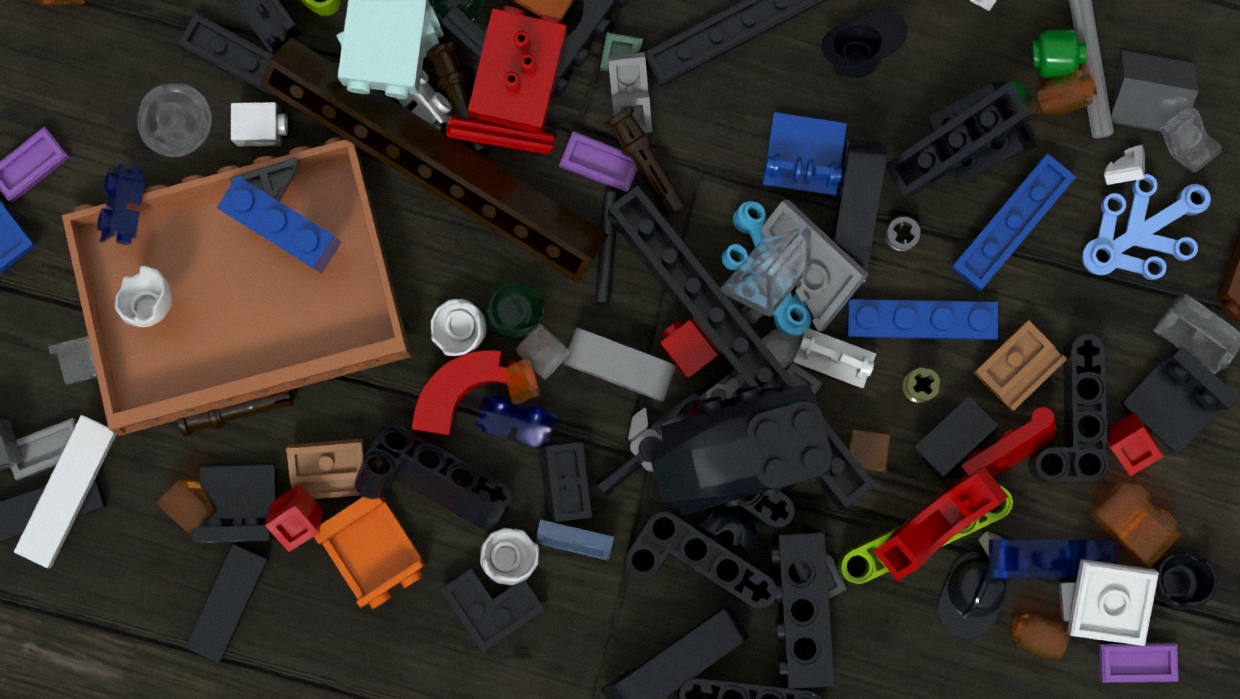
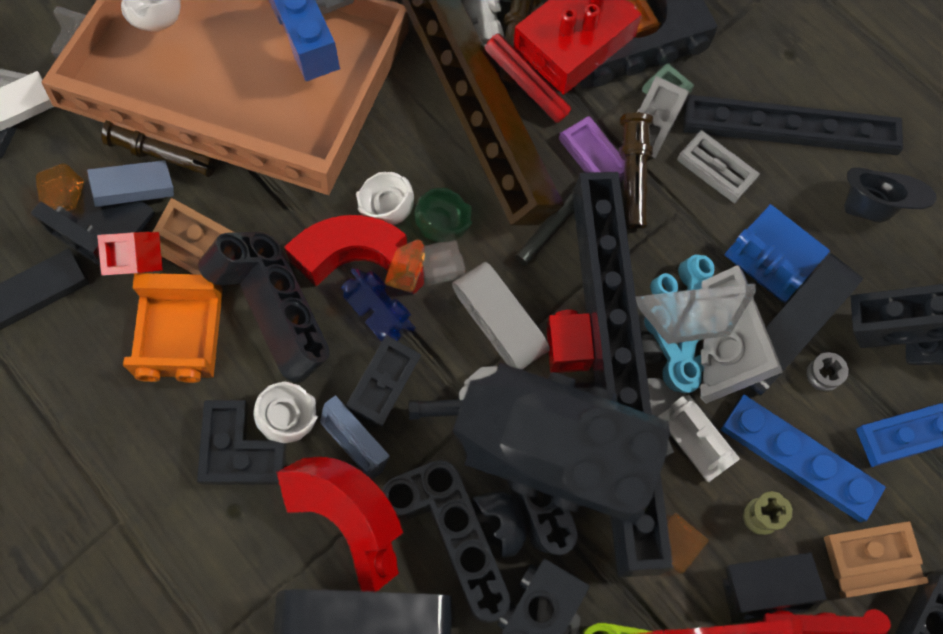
camera: 30 degrees right, 15 degrees down
(239, 457) = (130, 183): none -> sand blue tile
(610, 591) = (354, 506): none -> red arch
(708, 104) = (714, 171): none -> light grey tile

